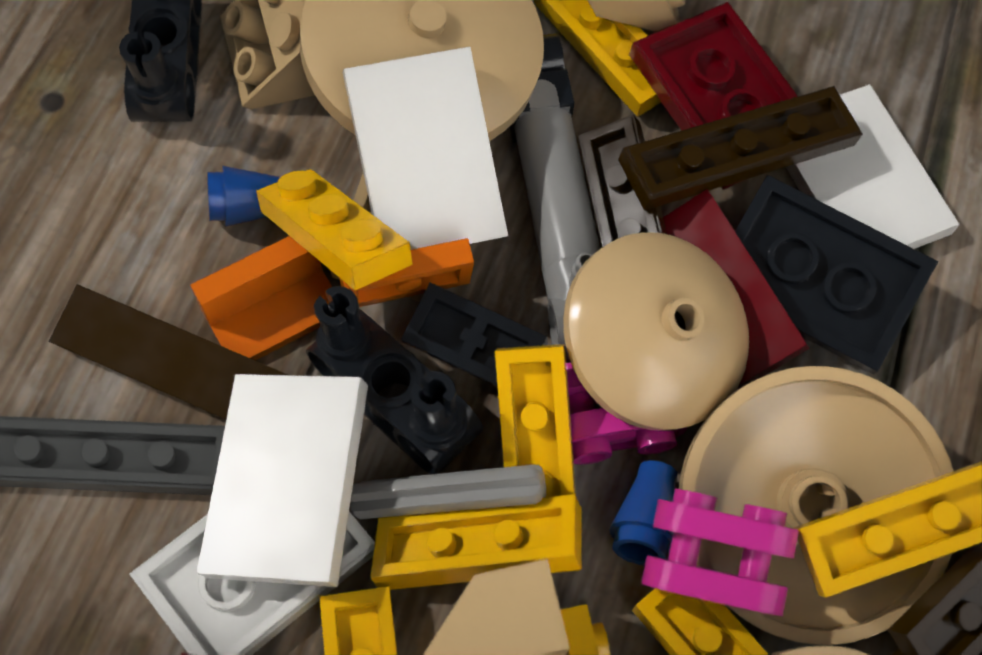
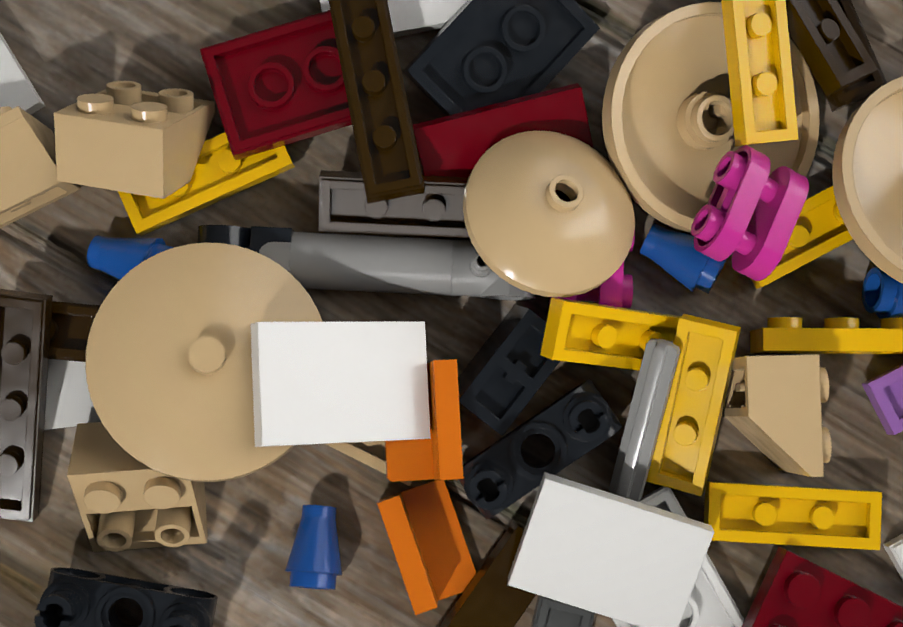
camera: 80 degrees left, 20 degrees up
(334, 228) = (394, 479): yellow plate -> none

